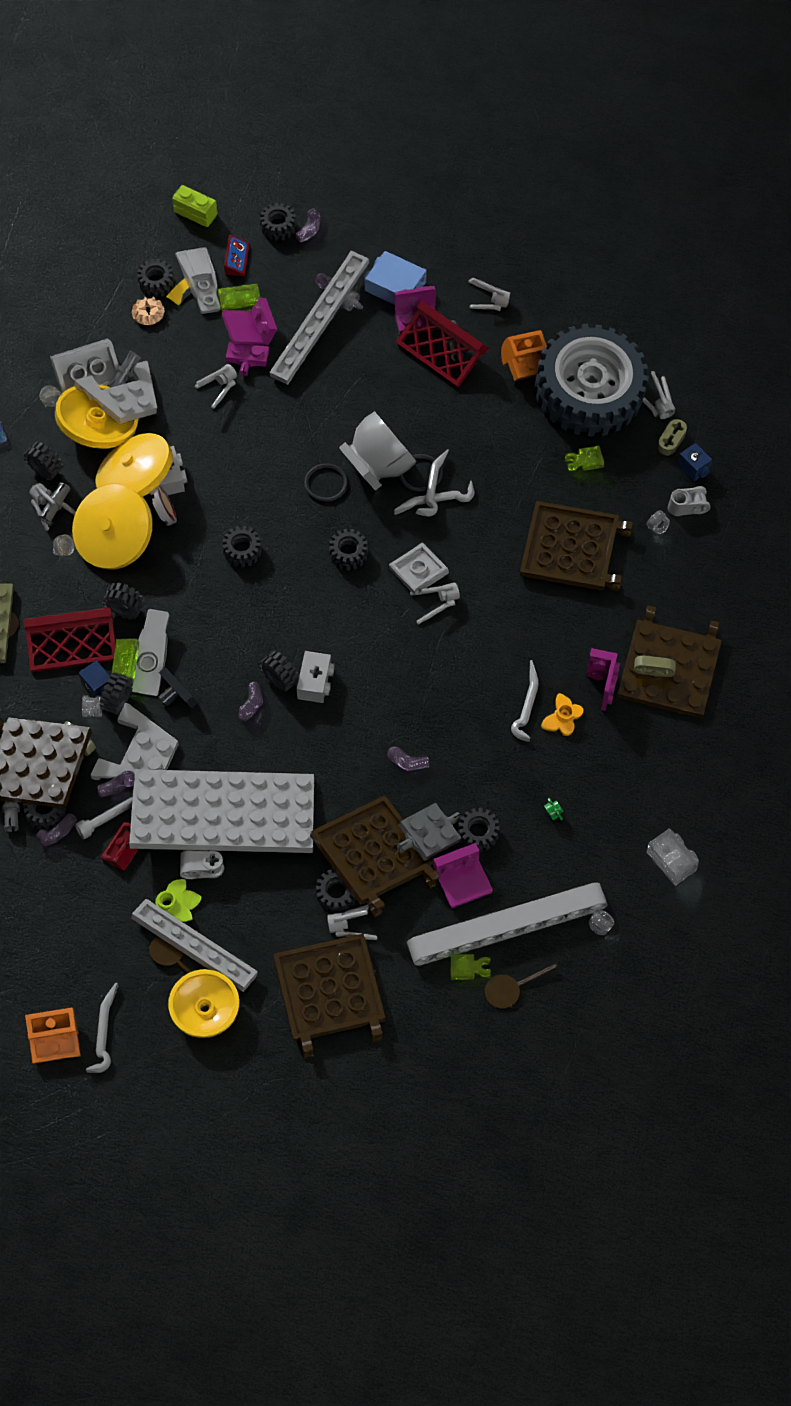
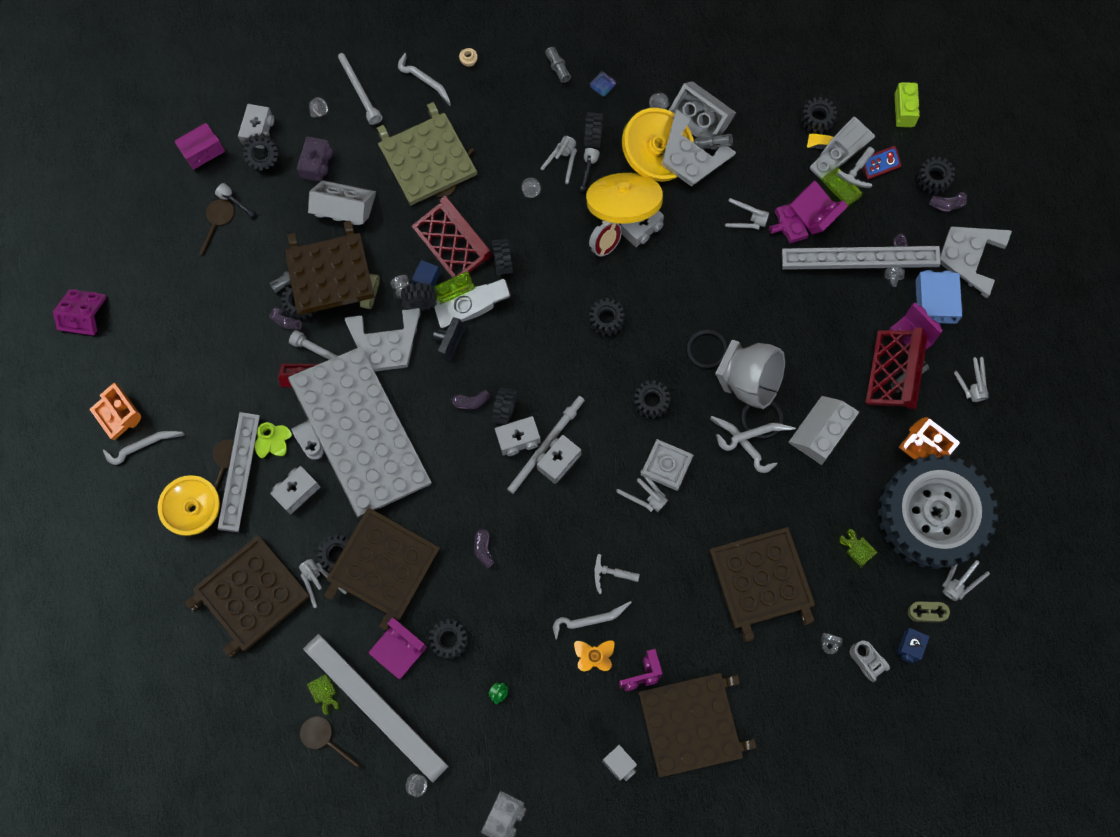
camera: 65 degrees right, 10 degrees up
(51, 509) = (563, 160): dark grey pin -> none
(68, 479) = (591, 156): none -> hinge
(112, 527) = (562, 211): yellow dish -> none
(117, 785) = (344, 340): clear purple arm -> none
(156, 311) = (785, 134): light nougat gear -> none
(236, 284) = (850, 178): none -> light grey piece
(245, 912) = (305, 486): none -> light grey brick
(319, 626) = (568, 414): none -> light grey bar
(363, 663) = (556, 469): none -> light grey brick
(364, 239) = (963, 252): none -> light grey wing
(429, 832) = (423, 600): dark grey plate -> none
(462, 428) = (823, 428): none -> light grey slope
(484, 672) = (616, 572): none -> light grey piece
(655, 666) = (677, 712): olive beam -> none
(675, 734) = (620, 763): none -> light grey brick

